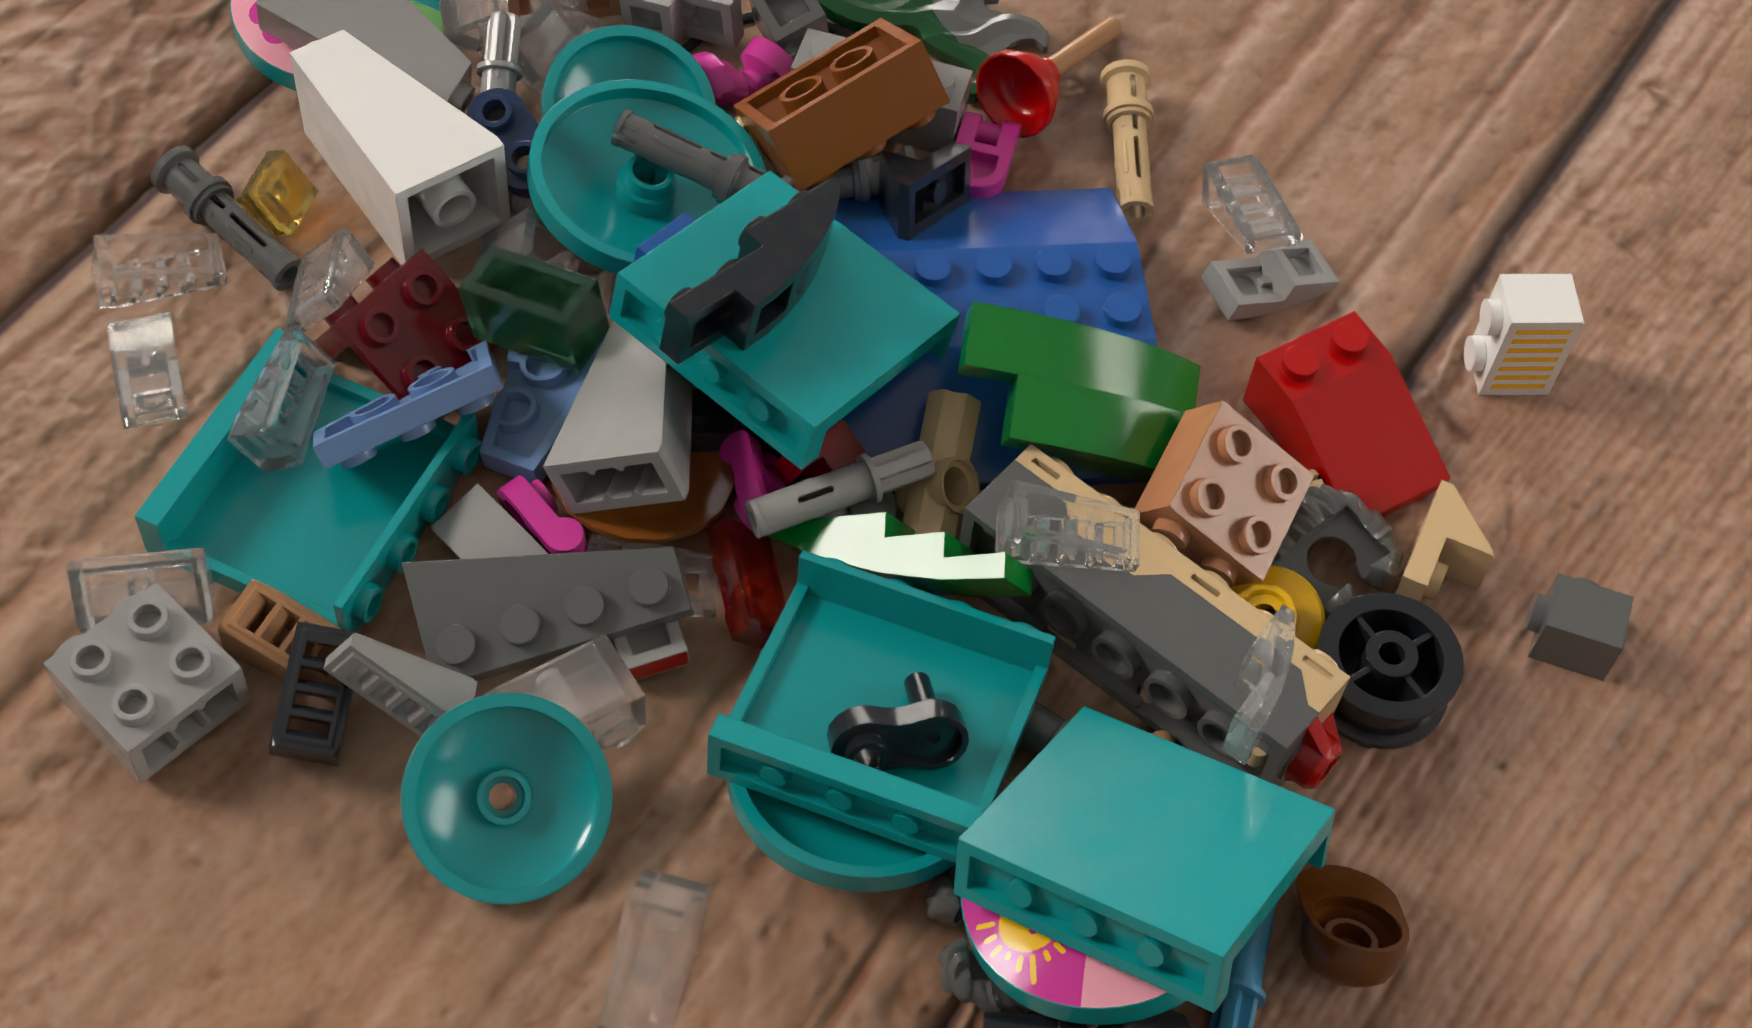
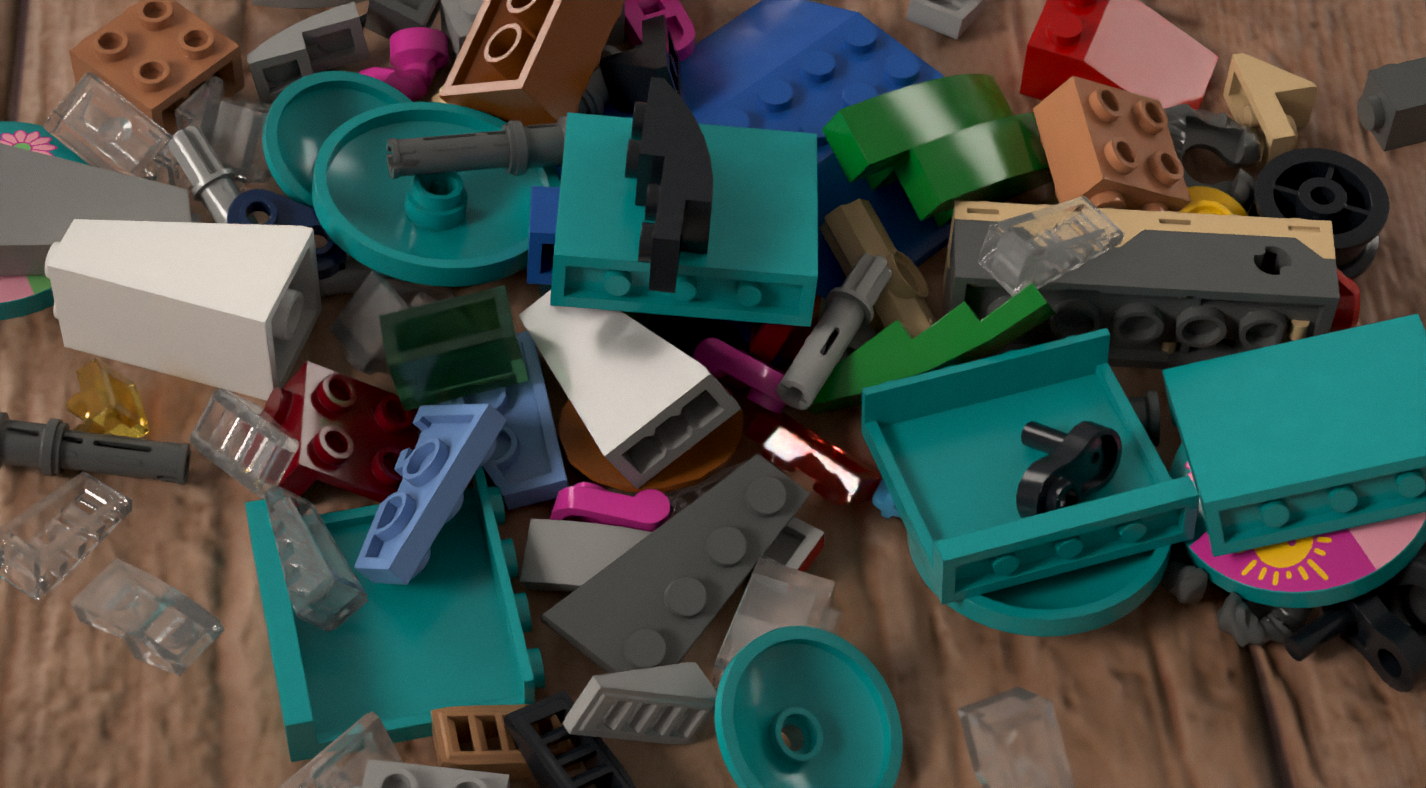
camera: 35 degrees left, 5 degrees down
(1262, 680) = (1293, 252): clear slope -> none

